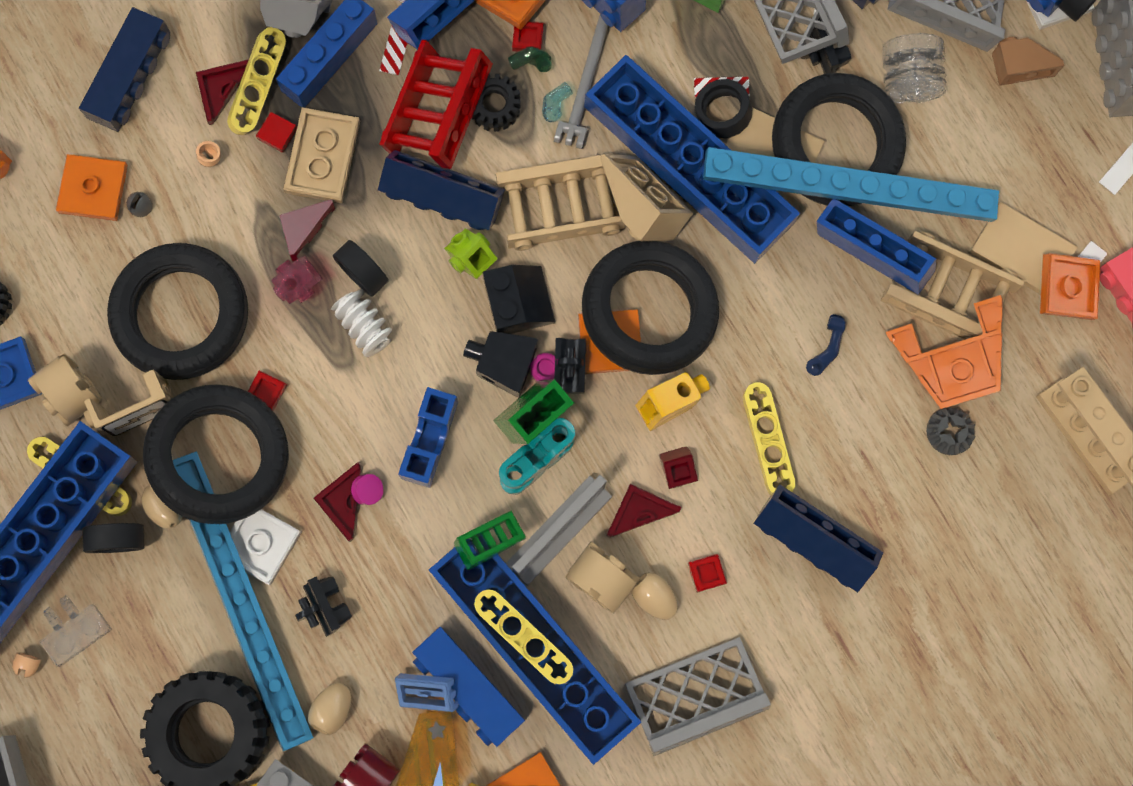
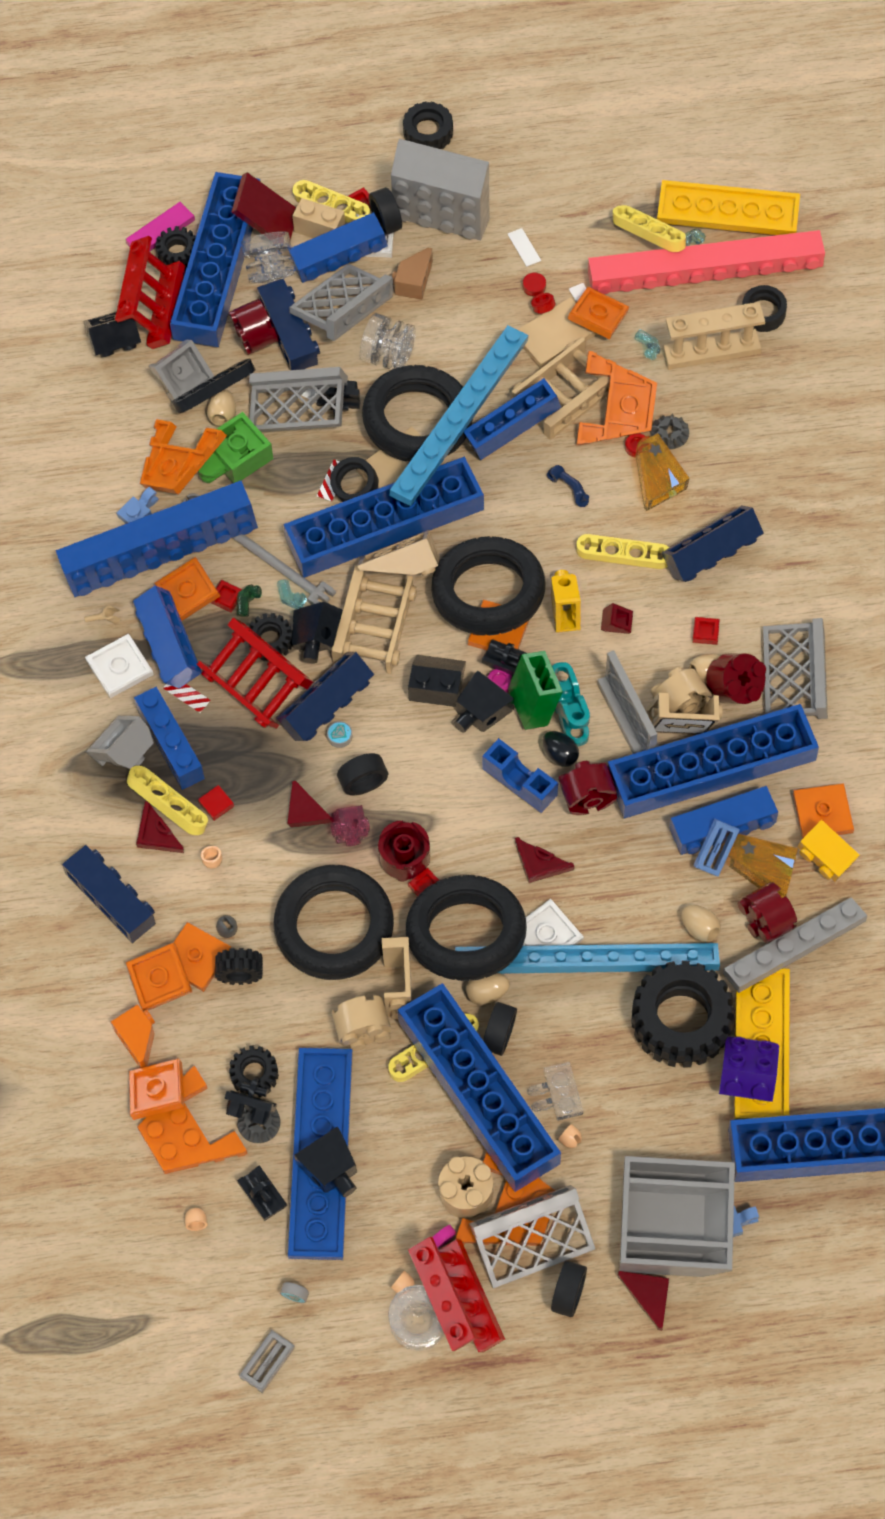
camera: 60 degrees left, 15 degrees down
(49, 160) = (159, 977): none -> orange plate
(84, 235) = (238, 966): none -> black tyre
(289, 333) = (404, 850): none -> dark red brick
(321, 155) = (251, 777): tan tile -> none
(328, 617) = (617, 901): black hips -> none
(361, 323) = (405, 791): white piece -> none
(367, 489) = (539, 837): dark pink tile -> none
(409, 224) = (339, 734): none -> tile
(440, 517) = (588, 787): none -> dark red brick
(470, 253) = (387, 694): lime brick -> none
(483, 468) = (560, 748): none -> black animal
(494, 549) = (625, 768): green slope -> none
(514, 144) = (315, 629): none -> black torso
(521, 639) = (706, 759): light yellow beam -> none
(555, 564) = (681, 722): none -> tan panel
(640, 509) = (637, 658): dark red tile -> none
(647, 634) = (736, 678): none -> dark red brick
(887, 439) = (658, 472): none -> clear yellow slope
(916, 400) = (631, 443): none -> red tile
(1055, 219) = (543, 303): none -> red tile
(1059, 363) = (650, 342): none -> clear light blue arm
(1077, 200) = (534, 284): none -> red tile

